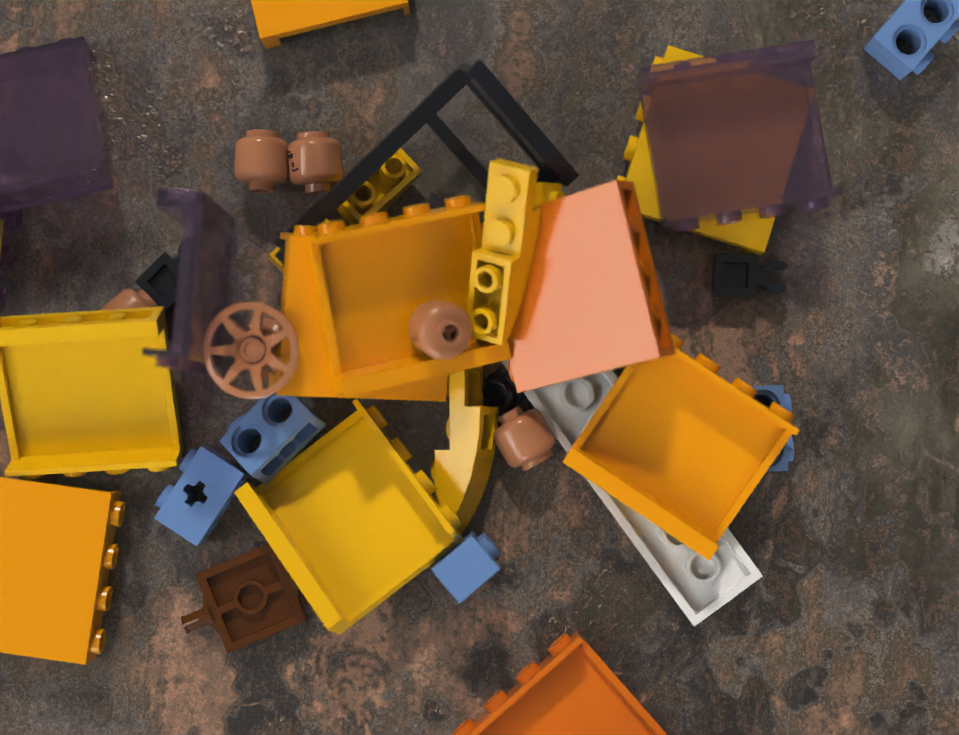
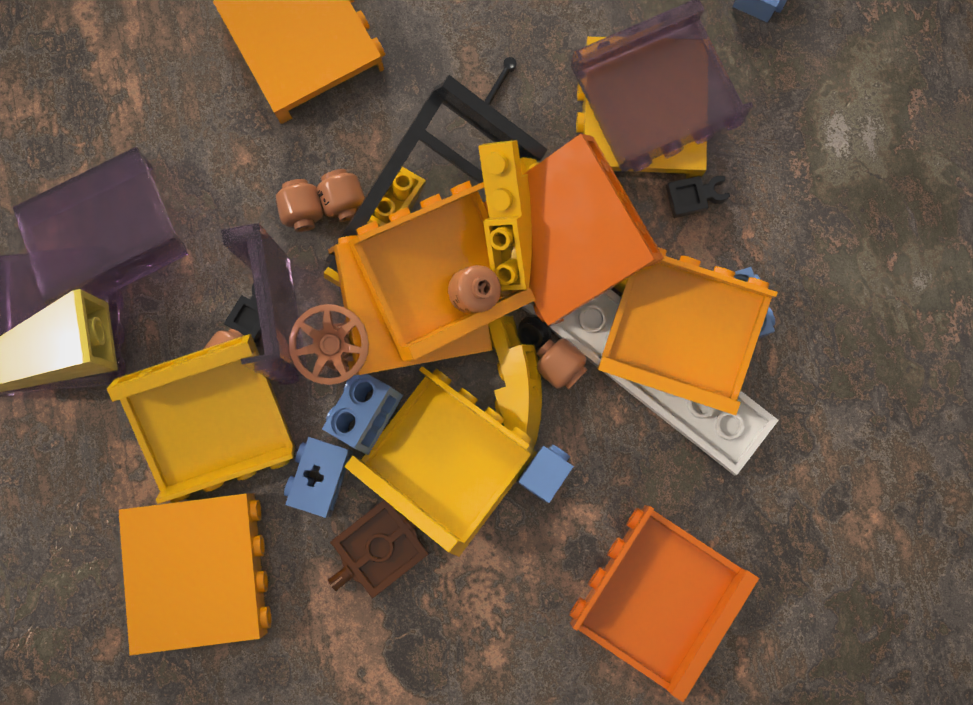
camera: 15 degrees left, 5 degrees down
(565, 50) = (509, 65): none -> black hinge

